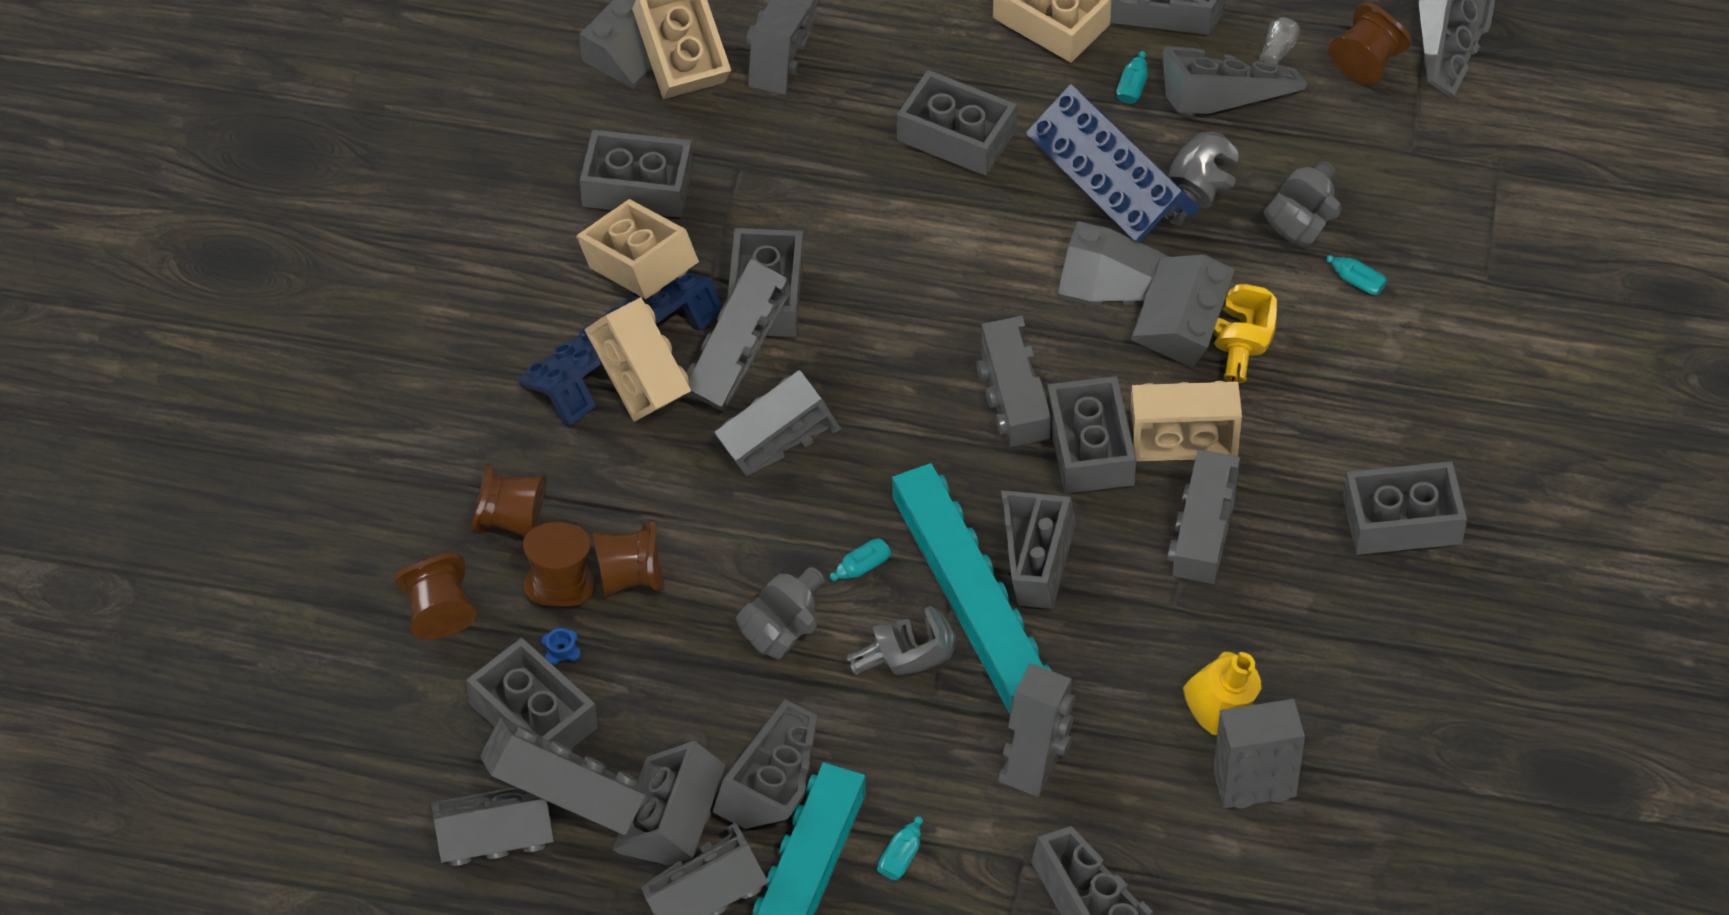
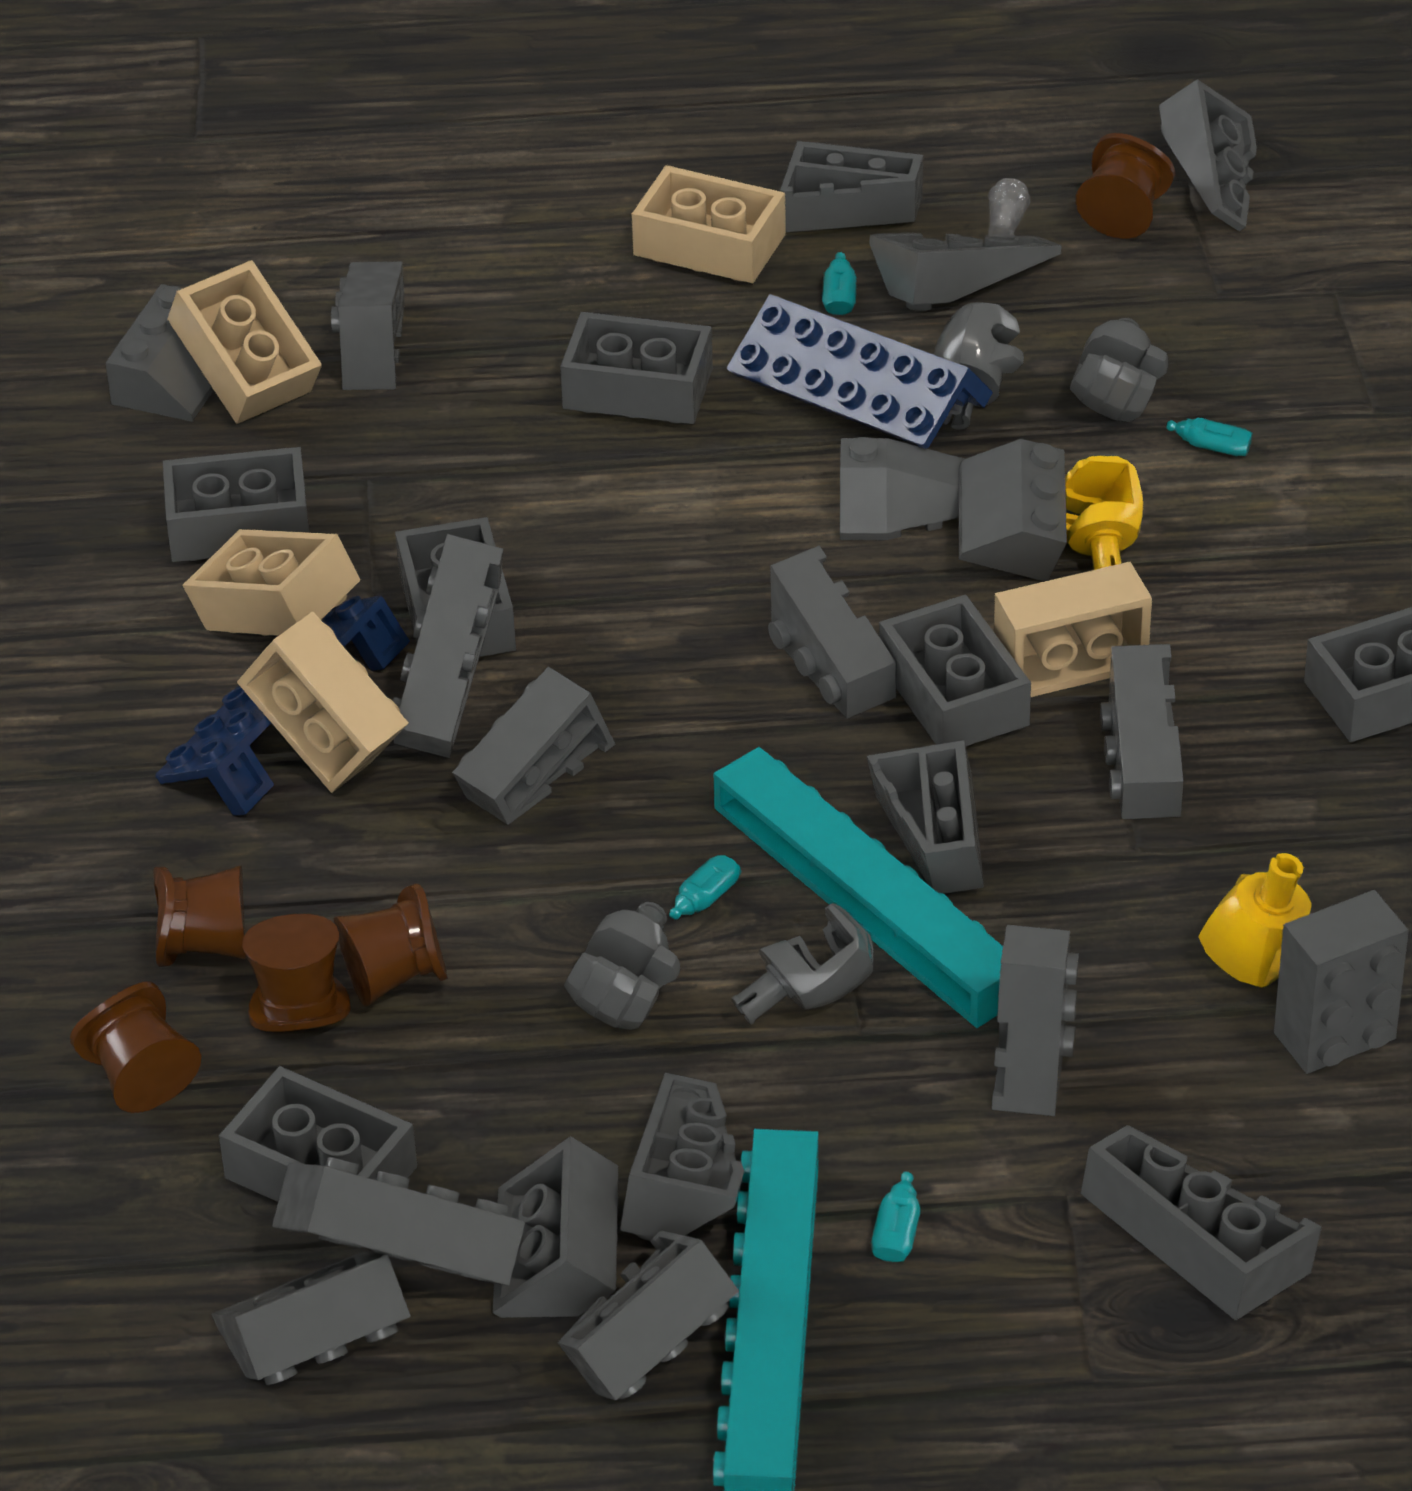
camera: 15 degrees left, 10 degrees down
(558, 638) = (332, 1071): blue plate -> none

